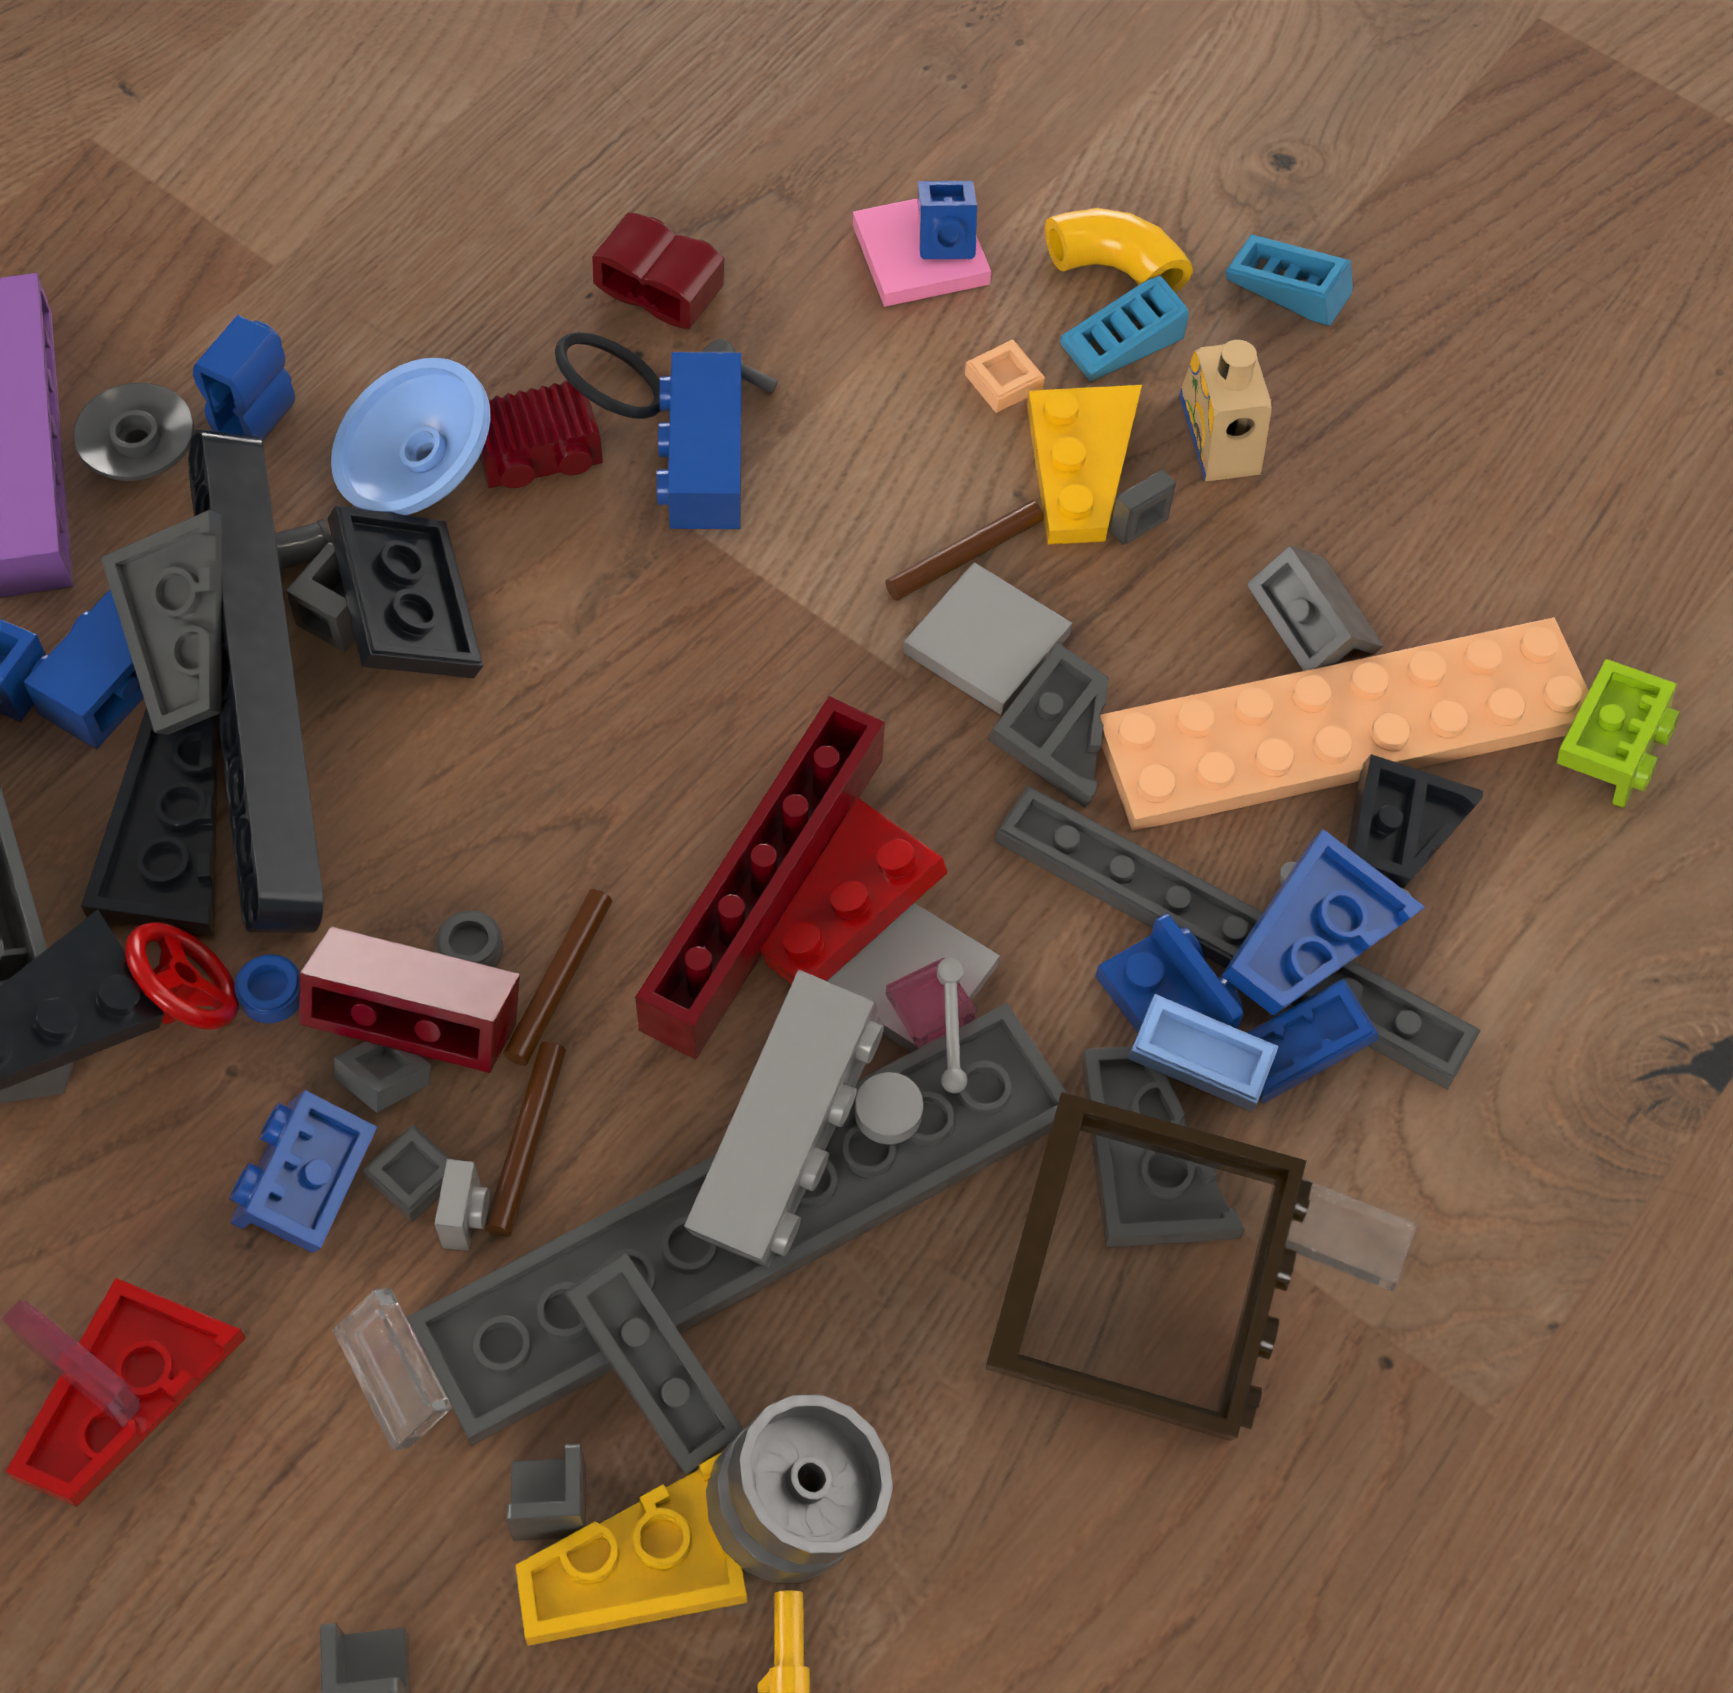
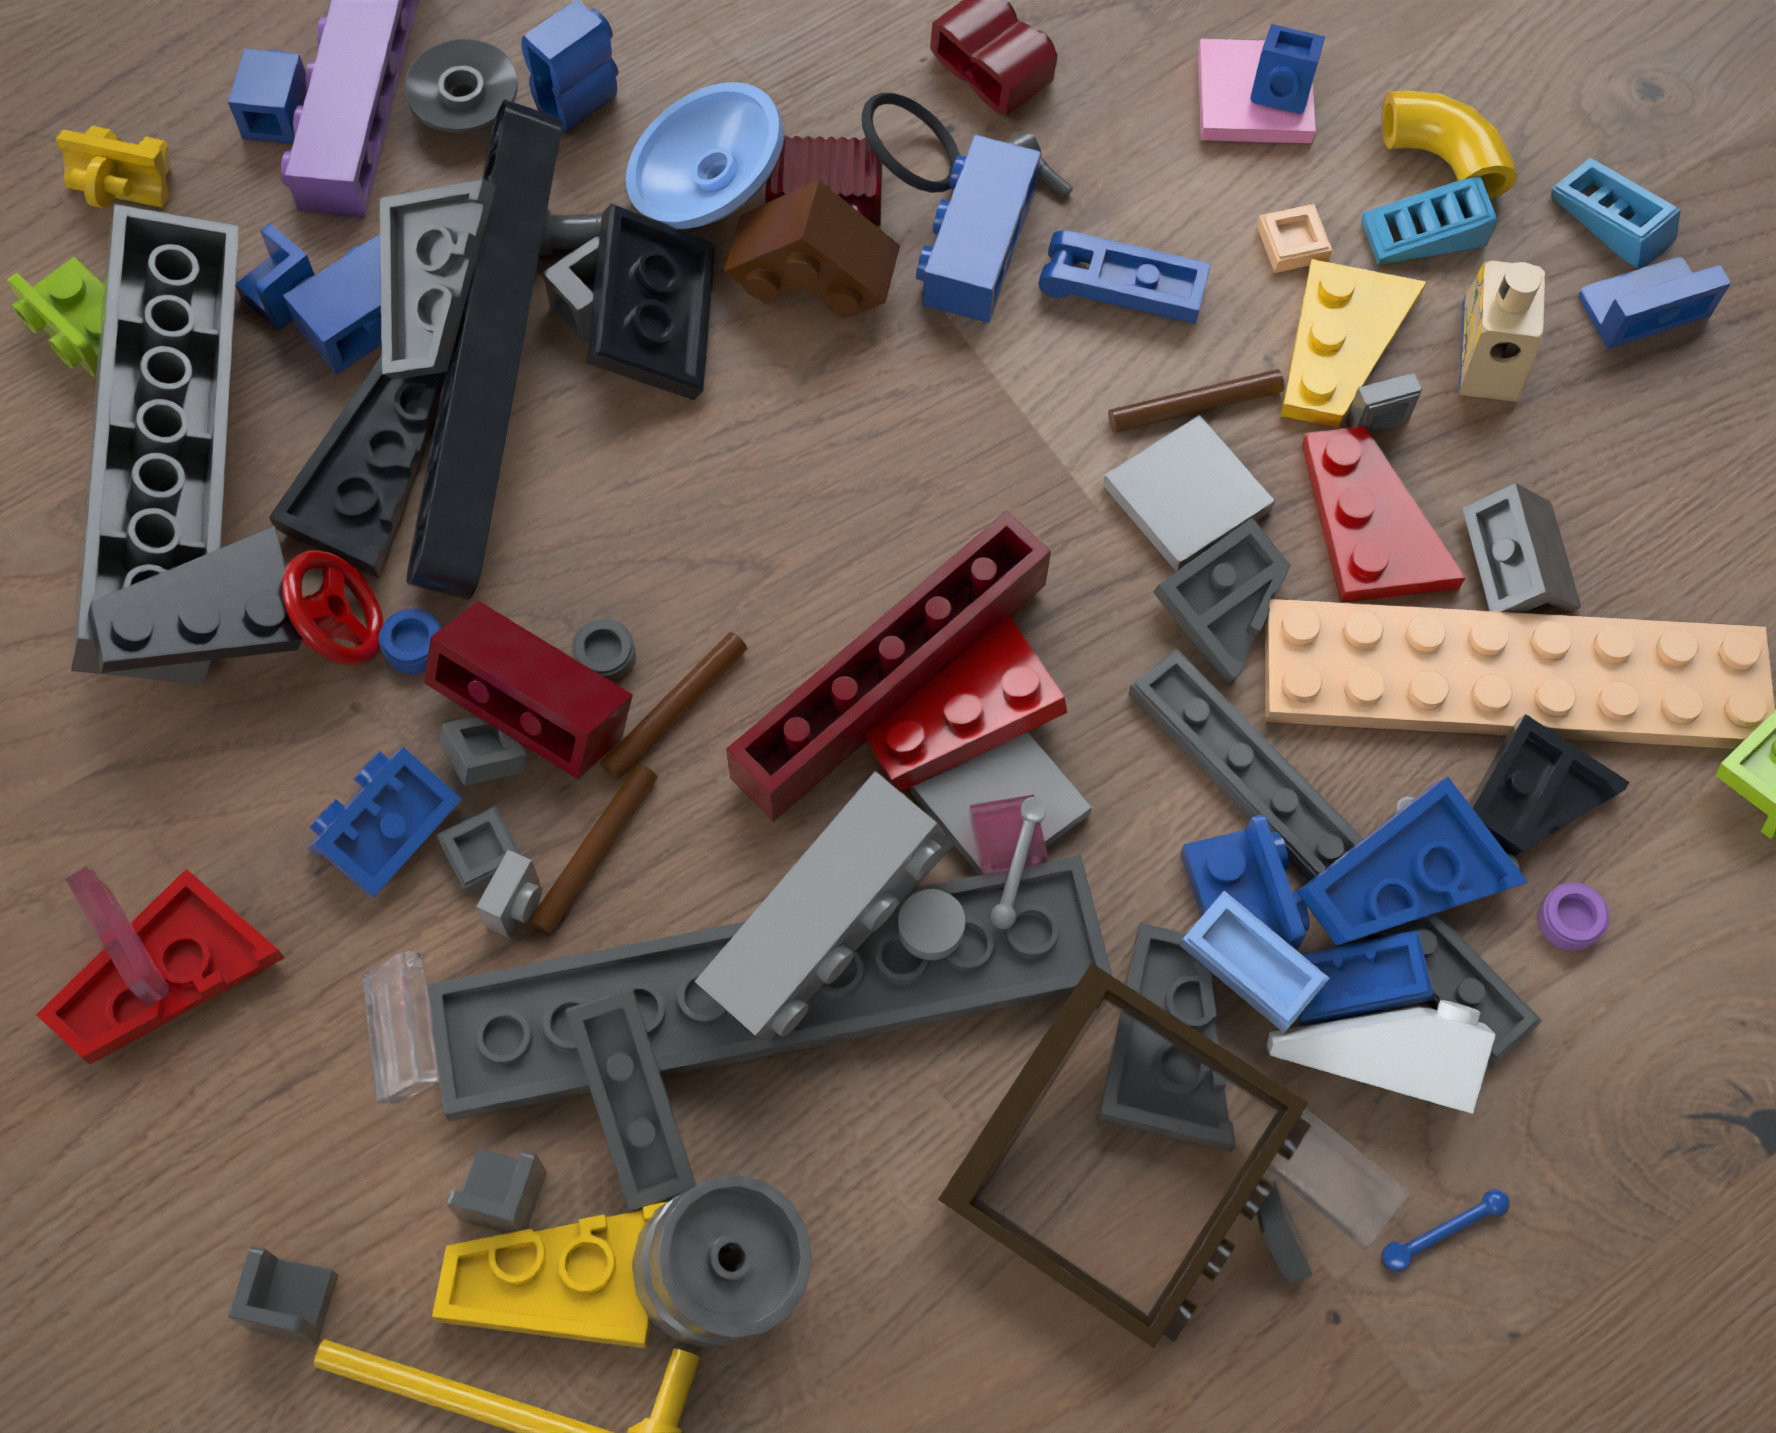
camera: 20 degrees right, 5 degrees up
(546, 494) = (816, 245): none -> reddish brown brick
(857, 450) = (1124, 275): none -> plate
(1167, 619) = (1371, 522): none -> wing
(1318, 1303) = (1283, 1237): none -> dark grey tile
(1351, 350) = (1652, 300): none -> panel
(1370, 1092) = (1403, 1050): none -> white slope
(1425, 1286) = (1398, 1256): none -> blue hinge
(1474, 928) = (1573, 917): none -> medium lavender tile

